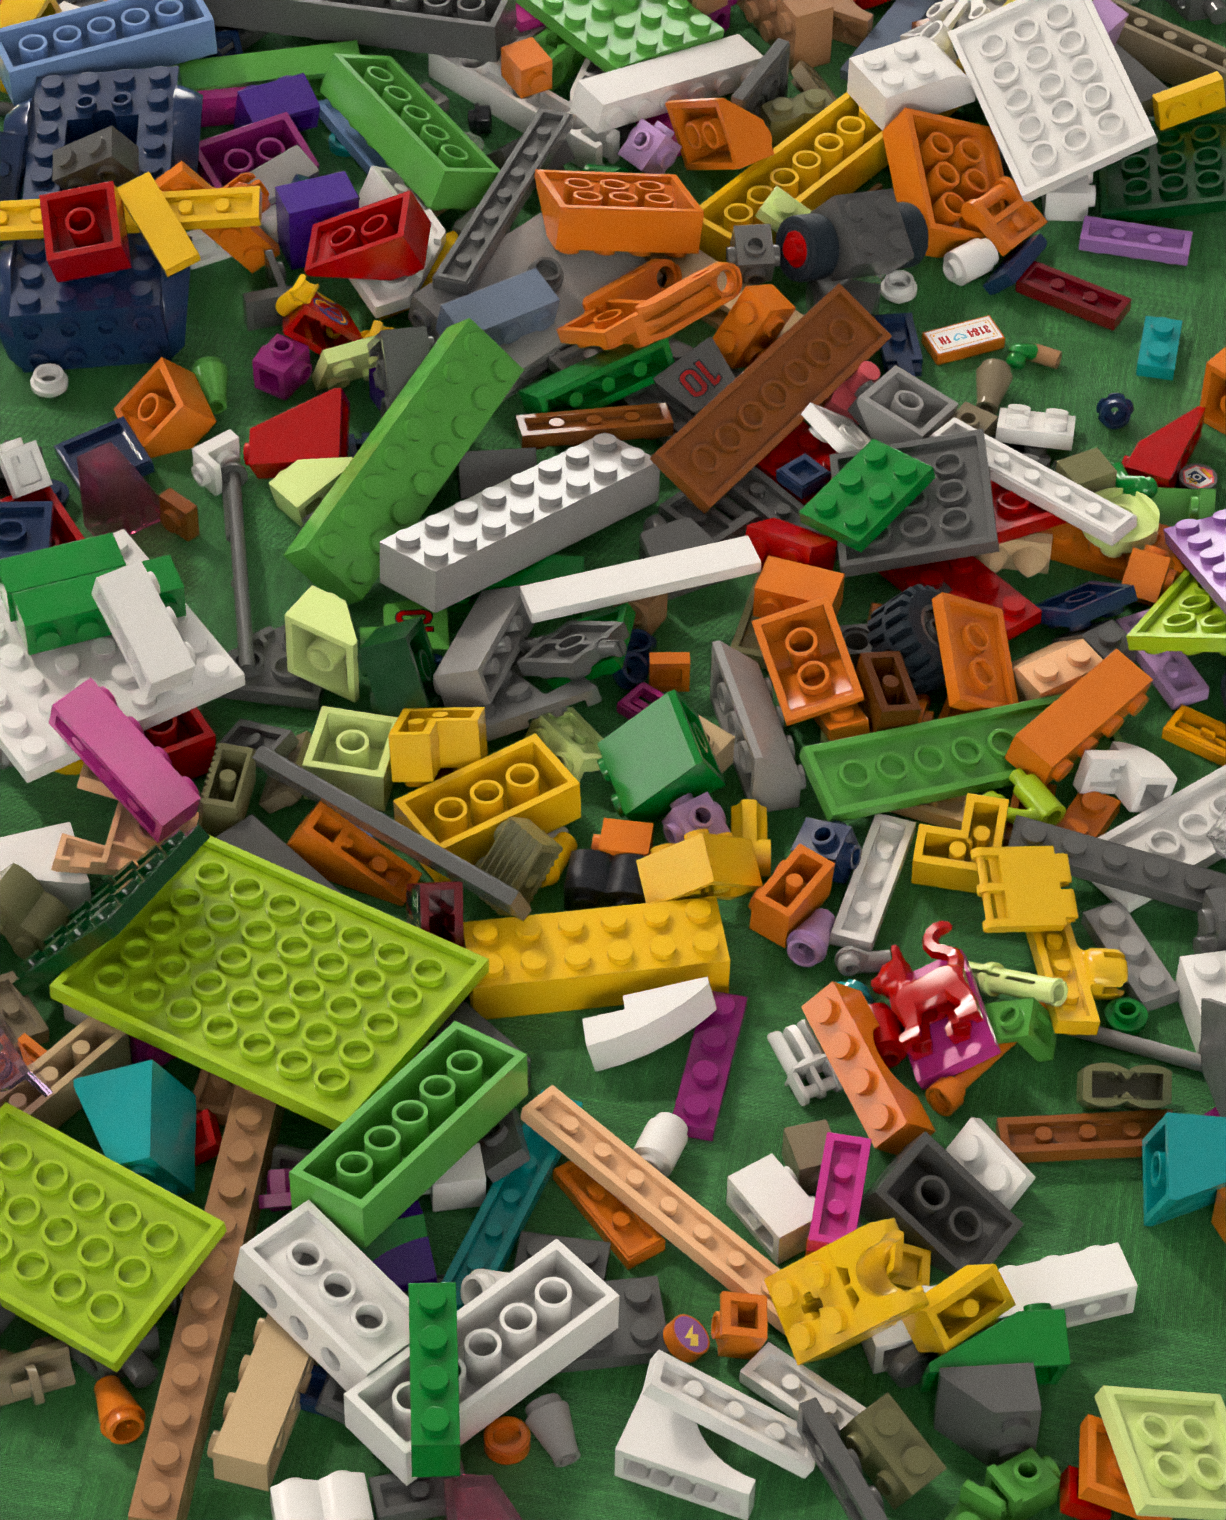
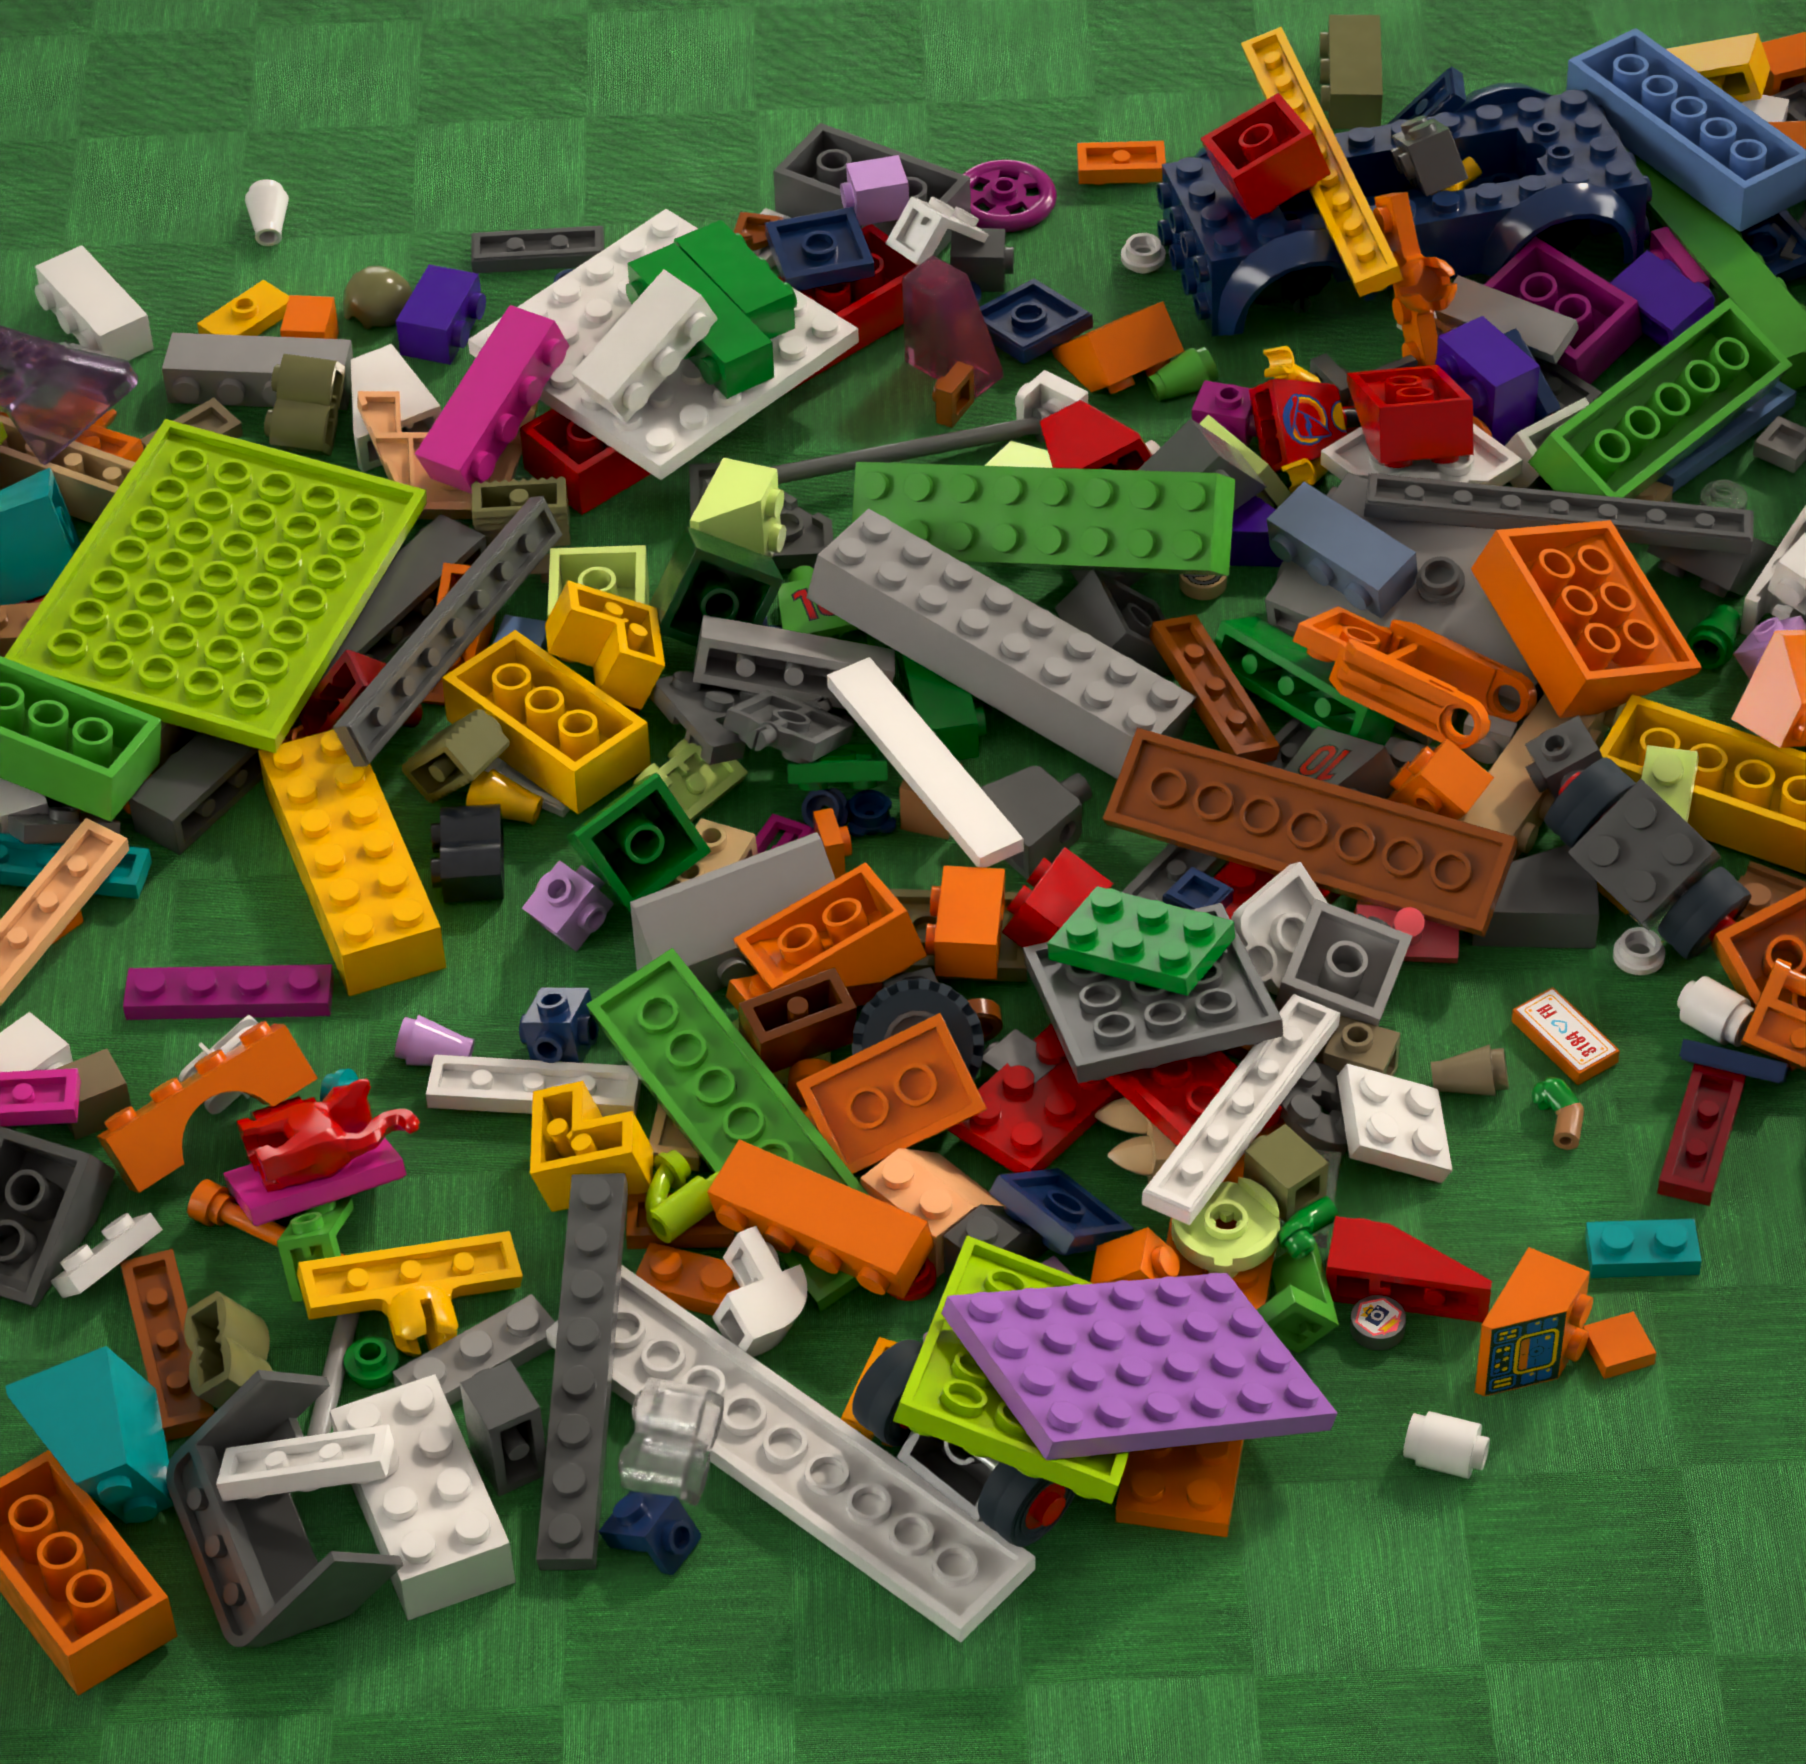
camera: 80 degrees right, 0 degrees up
(110, 909) = (285, 433): dark green plate -> none
(158, 224) = (1312, 211): yellow tile -> none
(255, 734) = (604, 525): dark grey plate -> none
(480, 119) = (1781, 501): black plate -> none
(624, 837) = (526, 853): orange brick -> none
(647, 1022) = (251, 911): white slope -> none
(663, 1141) = (89, 963): white brick -> none
(700, 868) = (475, 911): yellow brick -> none
(713, 522) = (1102, 844): dark grey plate -> none
(750, 822) = (560, 964): yellow piece -> none
(791, 894) = (474, 1002): orange brick -> none
(854, 961) = (408, 1093): light grey arm -> none
(903, 346) = (1507, 969): dark blue hinge -> none
(995, 980) = (379, 1213): yellowish green pin -> none
(1024, 889) = (505, 1202): yellow plate -> none
(1116, 419) = (1479, 1210): dark blue plate -> none

